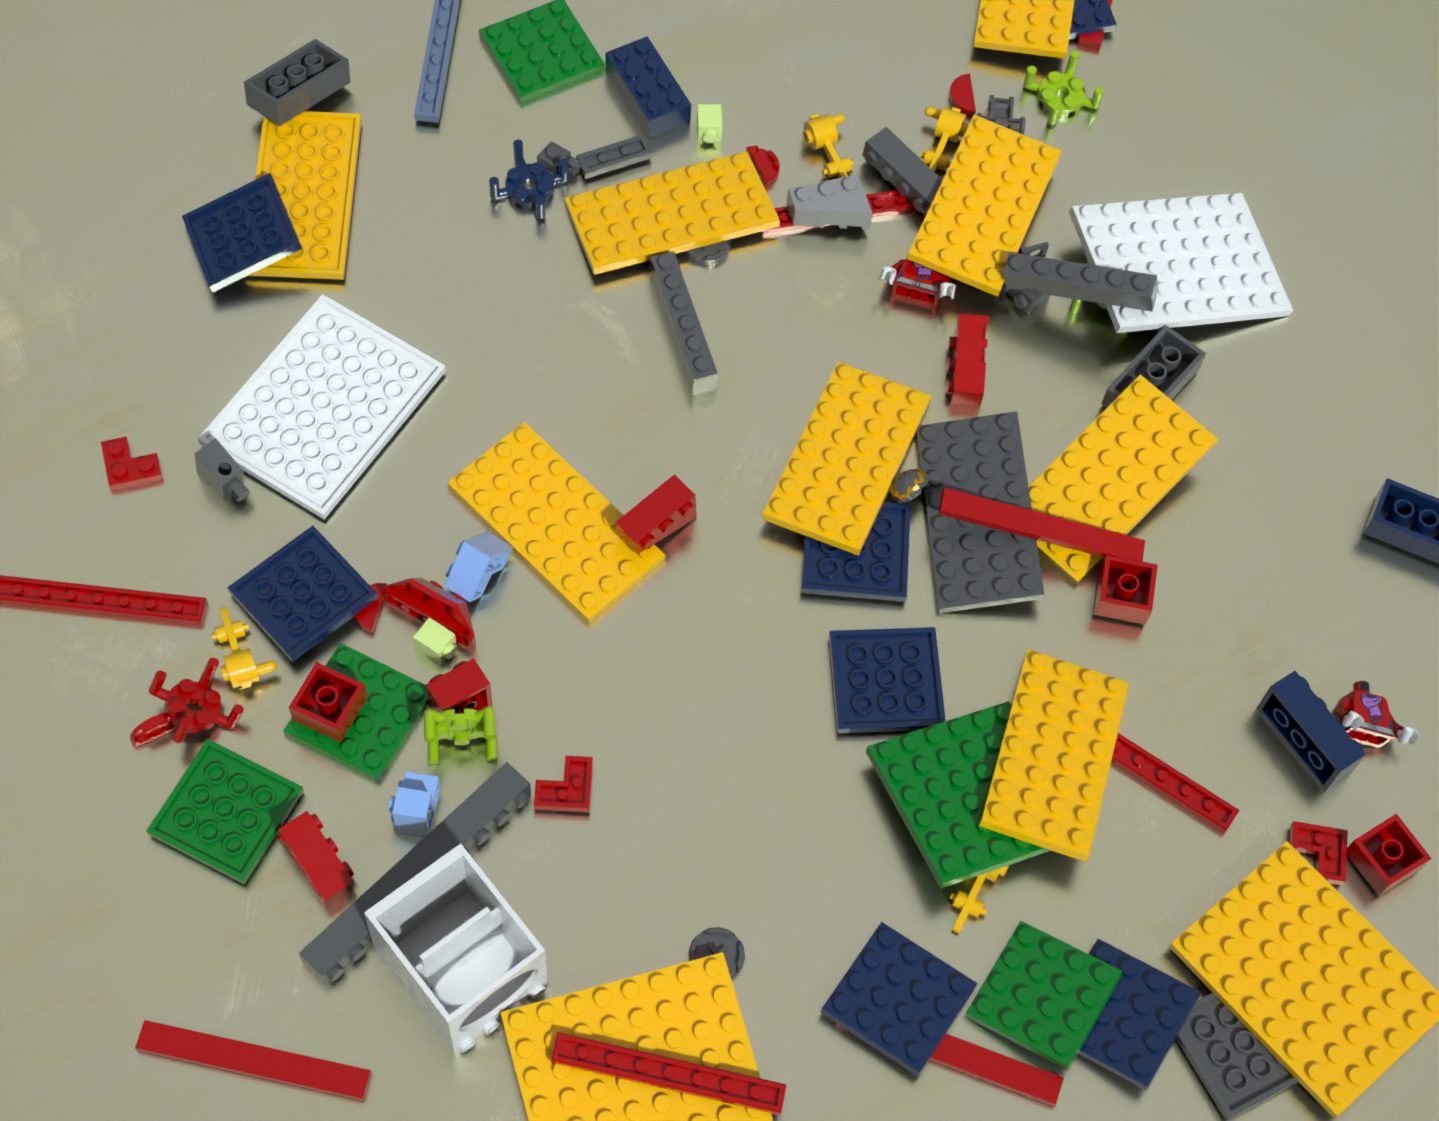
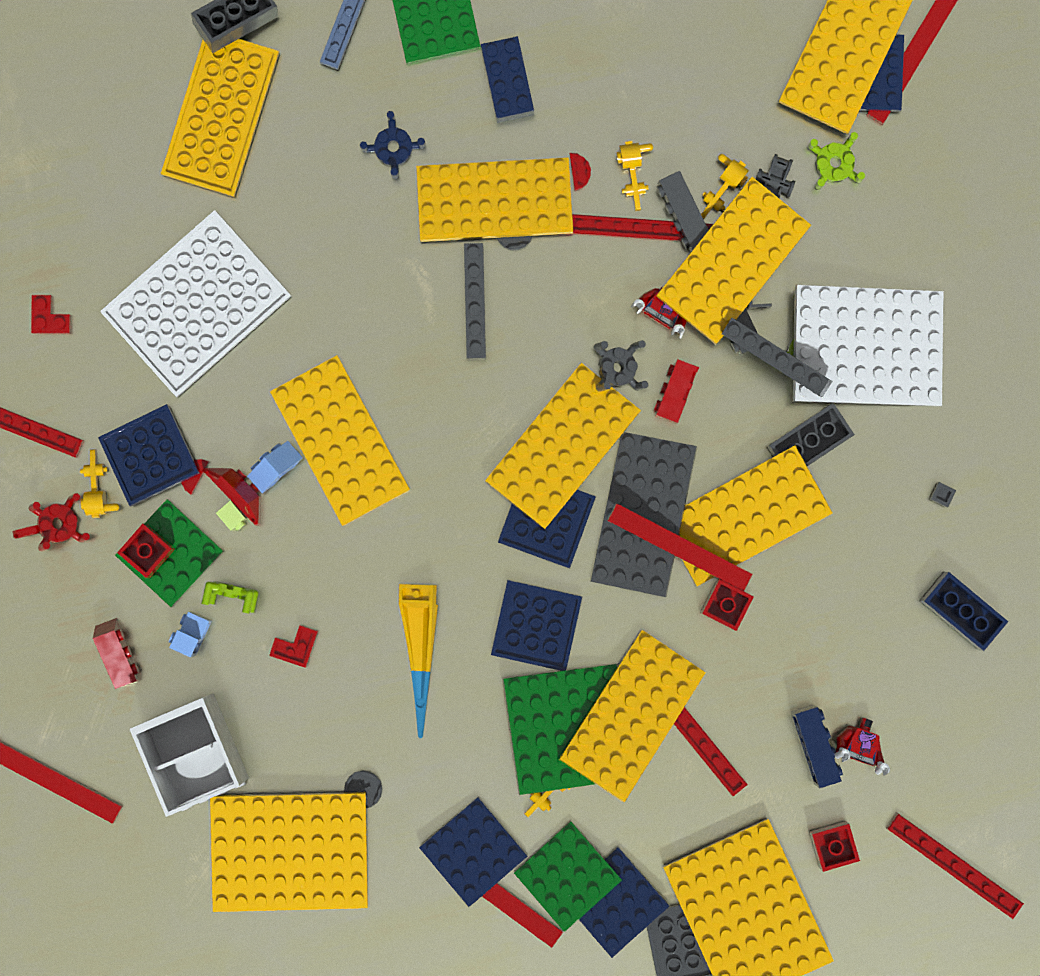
camera: 20 degrees right, 25 degrees up
(220, 470) = (107, 338): dark grey torso -> none
(225, 811) = (64, 603): green plate -> none
(241, 232) = (165, 143): dark blue plate -> none
(460, 689) = (237, 564): red brick -> none
(468, 824) = (182, 680): dark grey brick -> none
(553, 154) = (420, 126): dark grey plate -> none
(614, 156) = (464, 137): dark grey plate -> none
(657, 515) = (409, 464): red wedge -> none
(668, 1073) = (307, 865): red tile -> none
(709, 123) = (546, 125): yellowish green brick -> none
(727, 707) = (419, 621): none -> yellow plate
(830, 203) = (616, 227): light grey wedge -> none
(889, 344) = (627, 362): none -> dark grey plate
(908, 485) = (599, 482): dark grey hair -> none
(962, 94) = (755, 143): red tile -> none
(1327, 844) = (798, 825): red plate -> none
(1337, 405) = (943, 494): none -> dark grey plate

